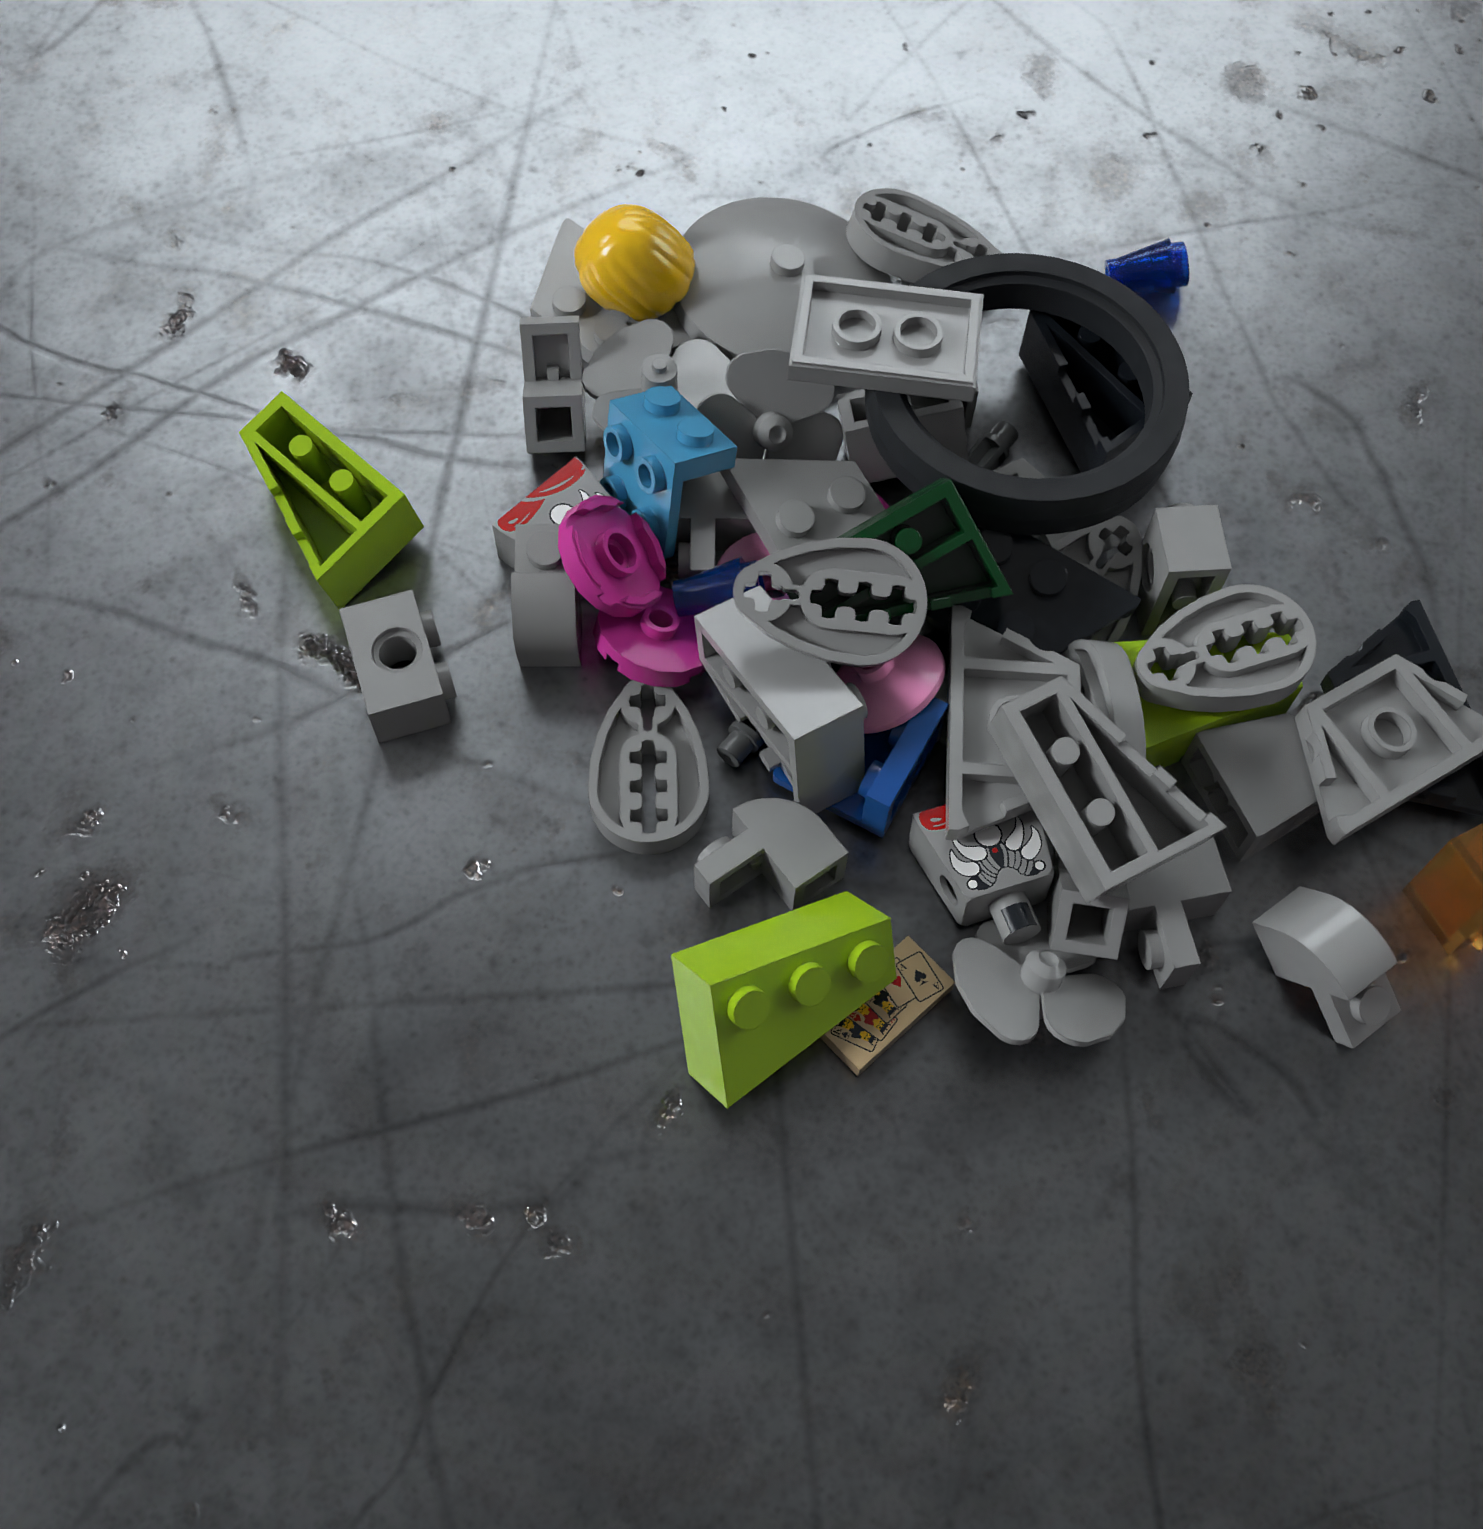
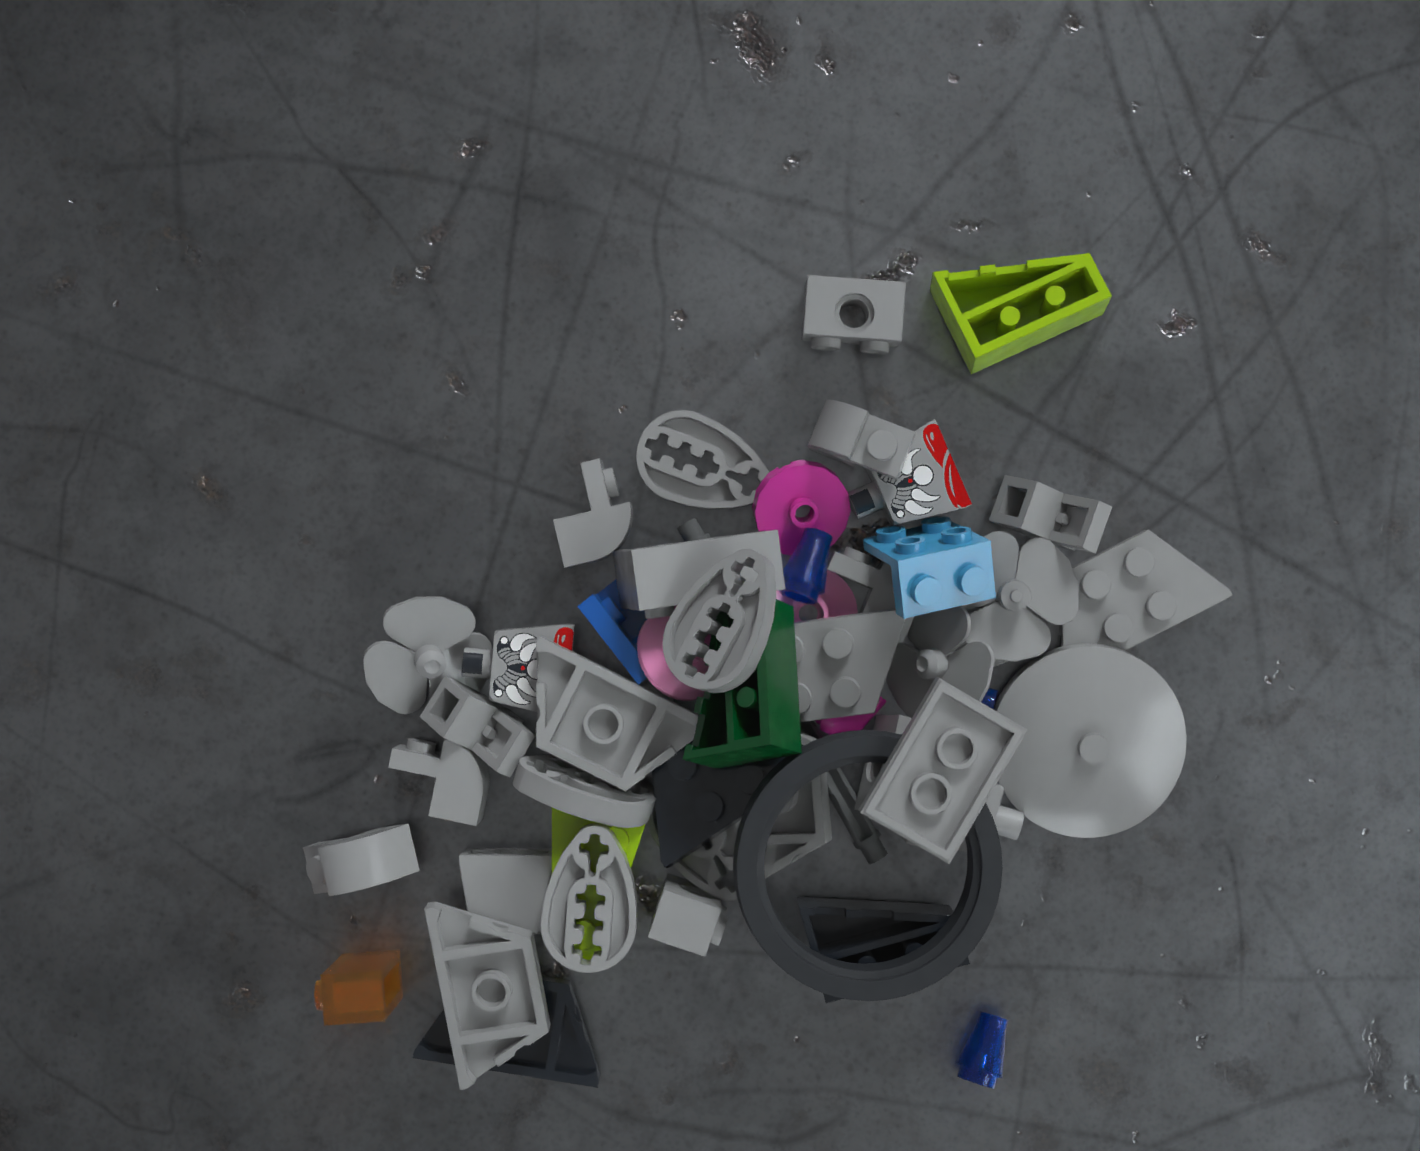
camera: 110 degrees right, 25 degrees up
(611, 556) = (857, 512): dark pink plate -> none
(634, 262) = (1140, 622): yellow piece -> none
(777, 989) = (490, 482): lime wedge -> none
(892, 1011) = (462, 550): tan tile -> none
(910, 234) = (1071, 853): light grey piece -> none
(1093, 791) = (504, 740): light grey wedge -> none

